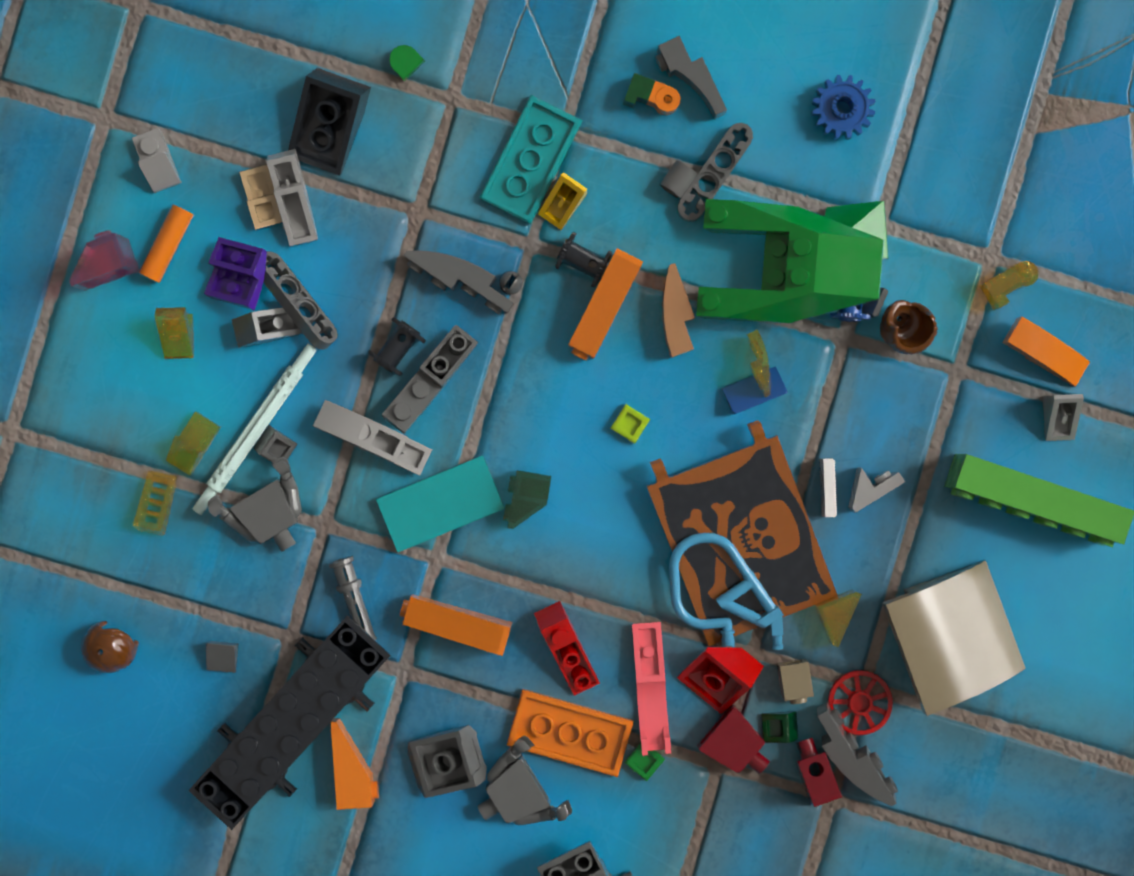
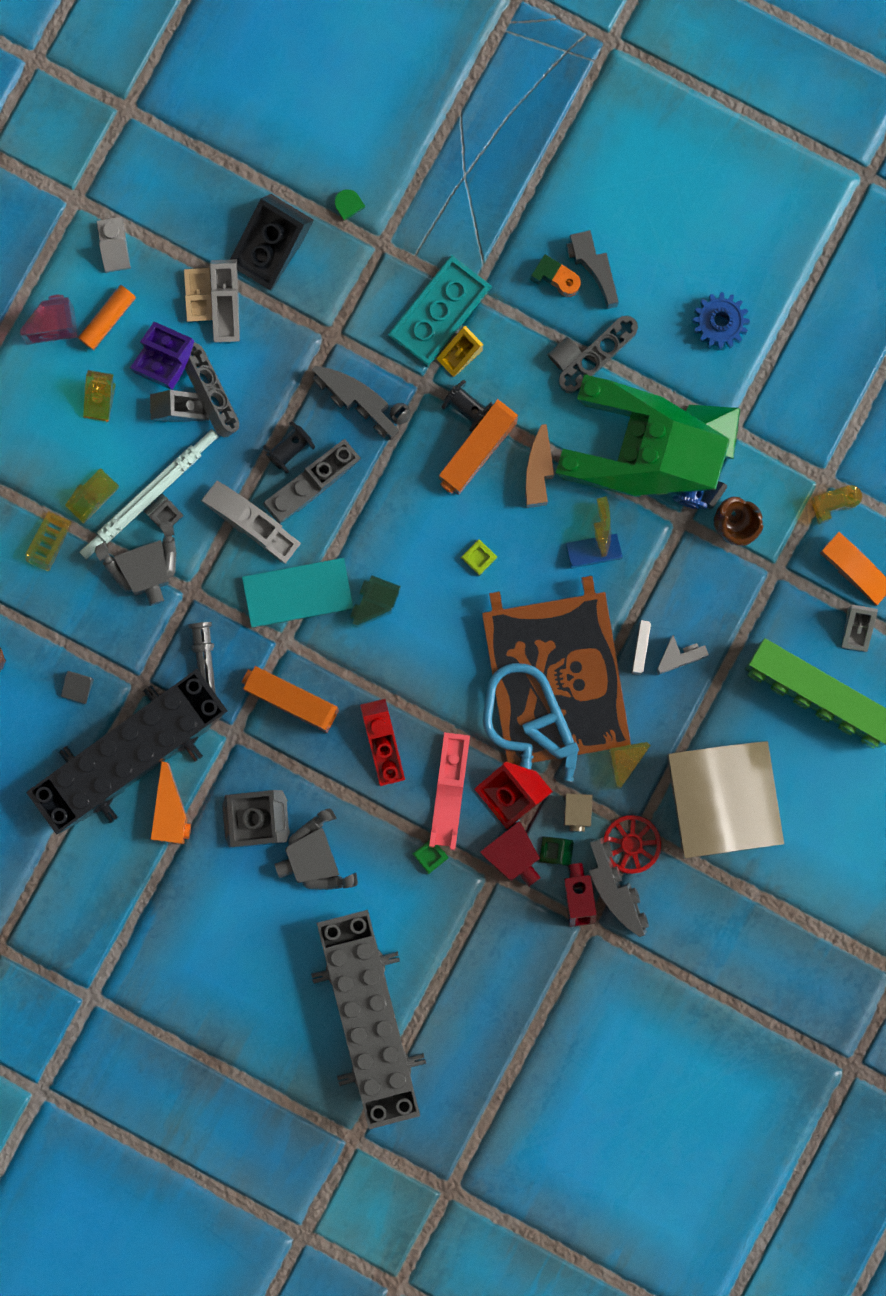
camera: 15 degrees right, 5 degrees down
(571, 732) = (371, 817): orange tile -> none

